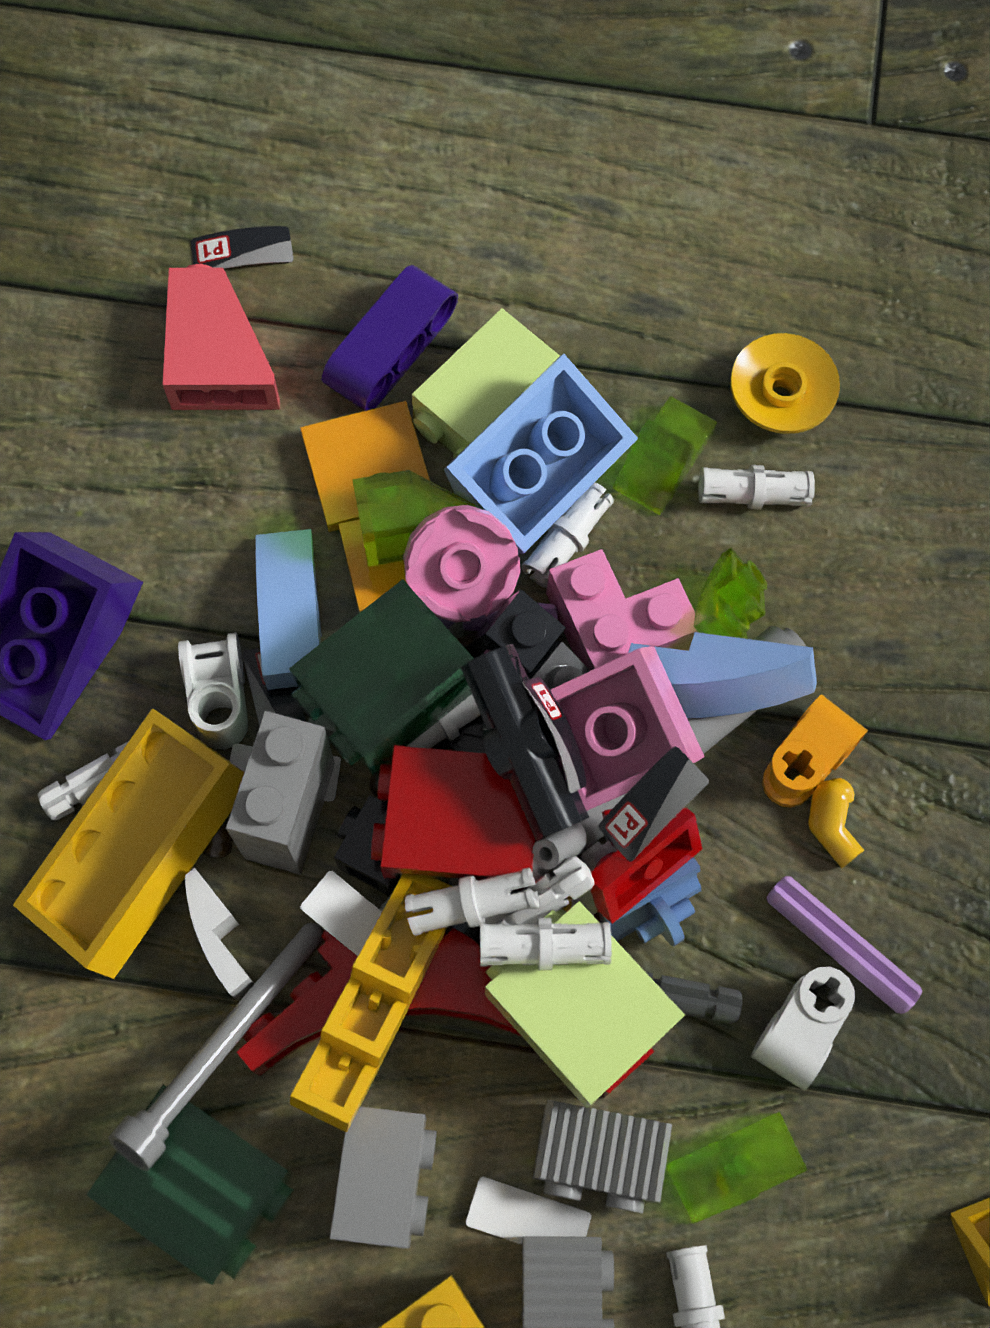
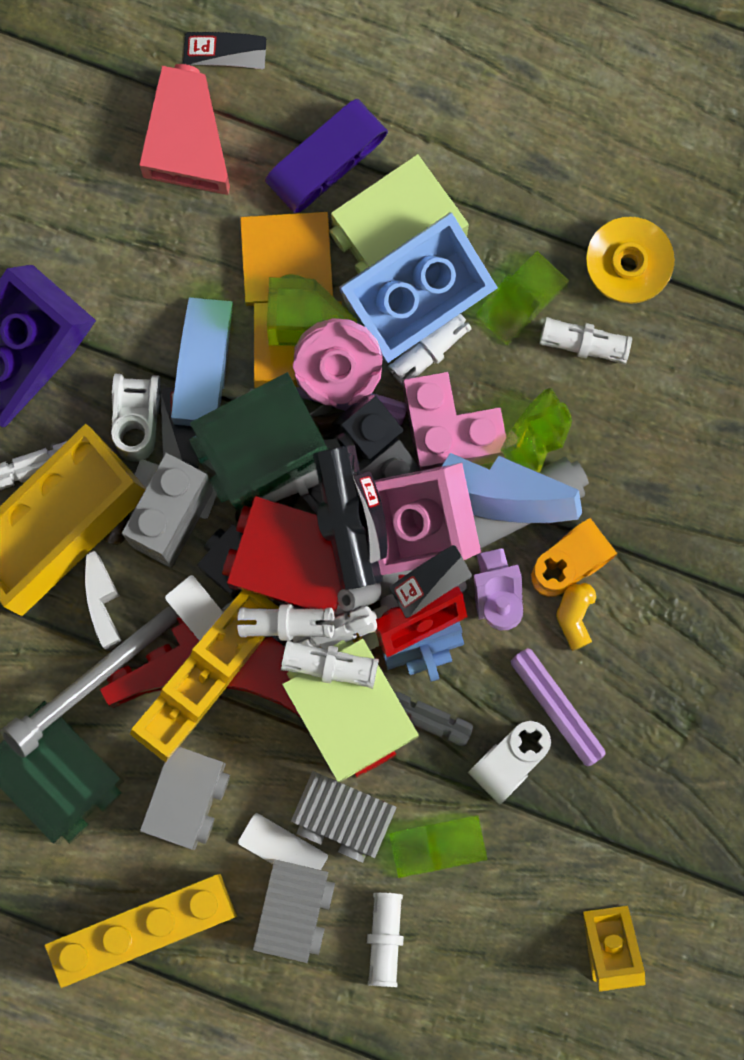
camera: 15 degrees right, 10 degrees up
(734, 807) = (498, 591): none -> lavender hips

